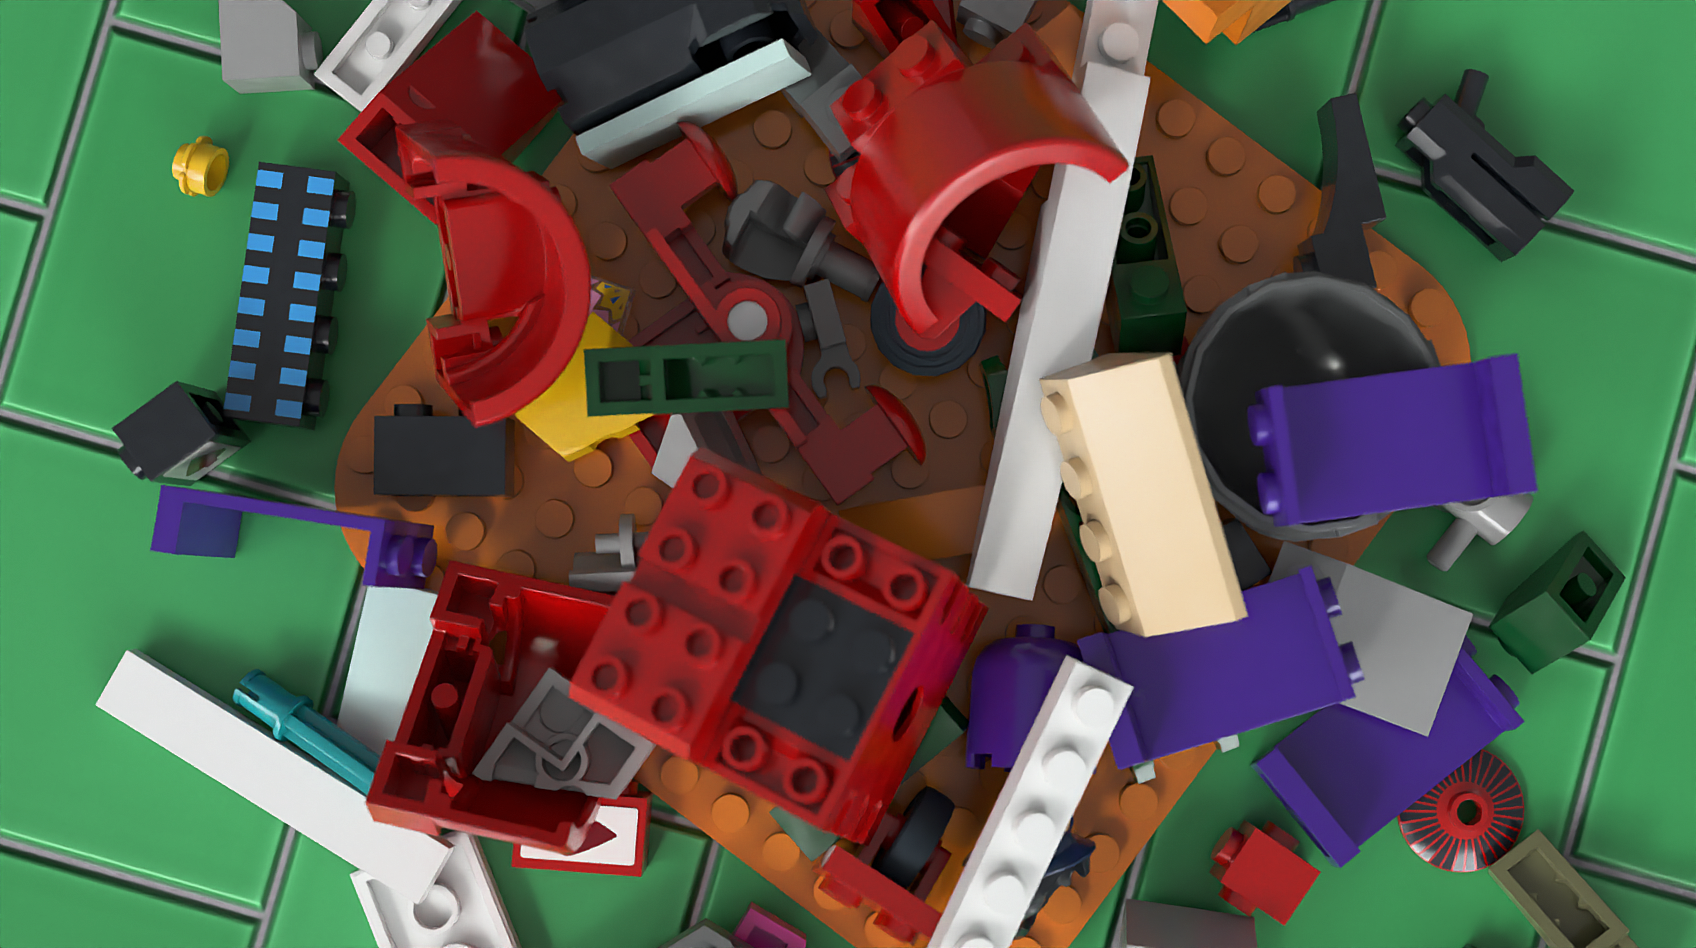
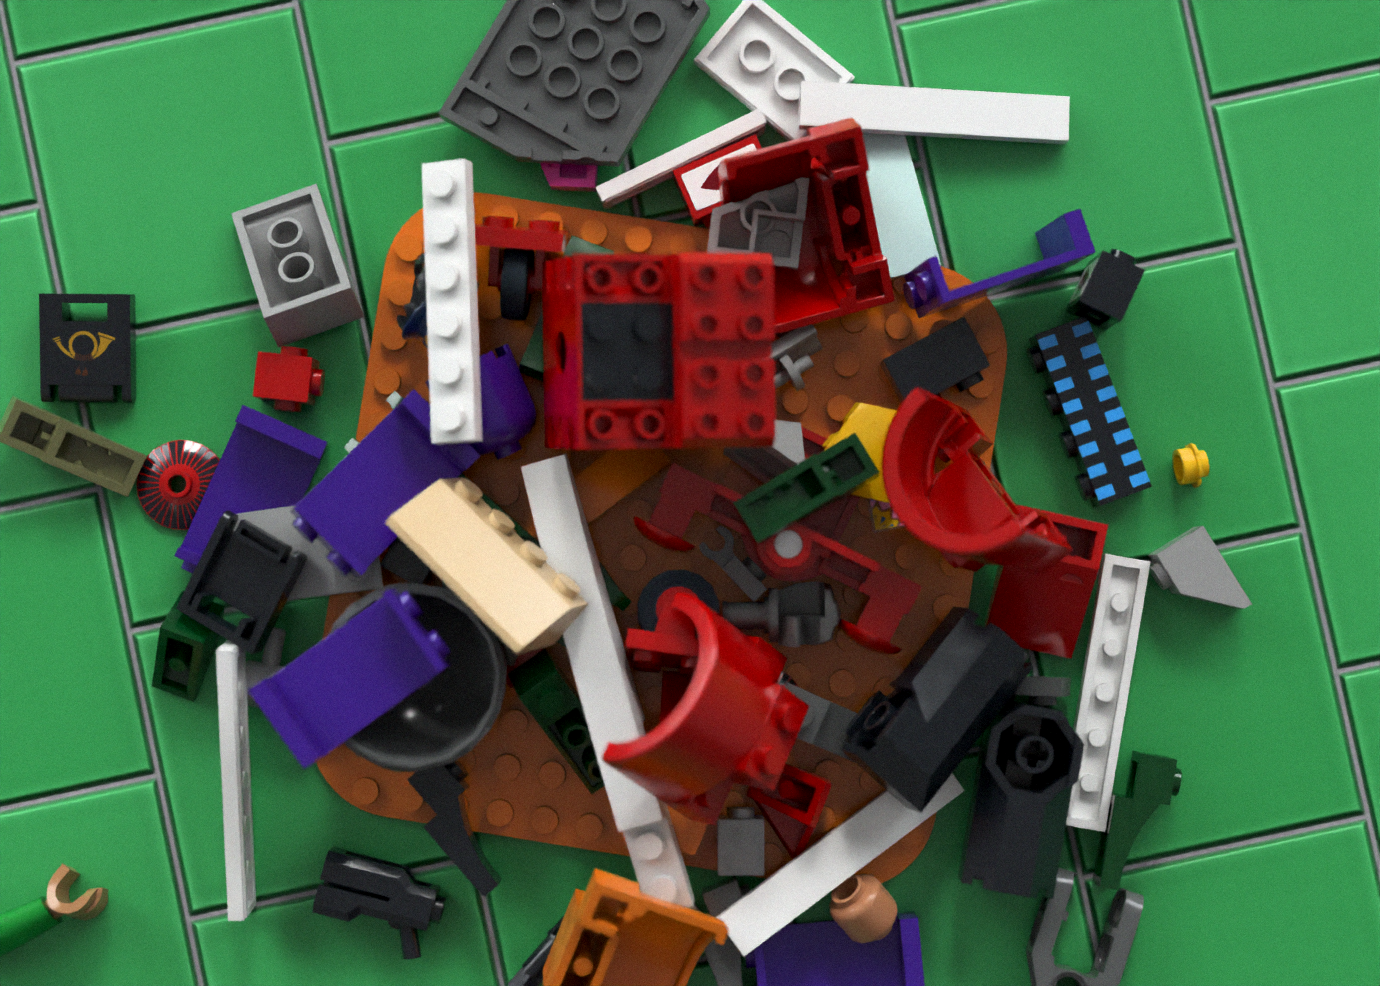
camera: 160 degrees right, 0 degrees up
(298, 722) = (925, 151): teal axle -> none
(654, 887) = (661, 168): none -> white tile
(695, 102) = (896, 666): light aqua piece -> none
(1445, 651) = (247, 572): none -> black container
(1587, 403) = (236, 780): none -> white tile

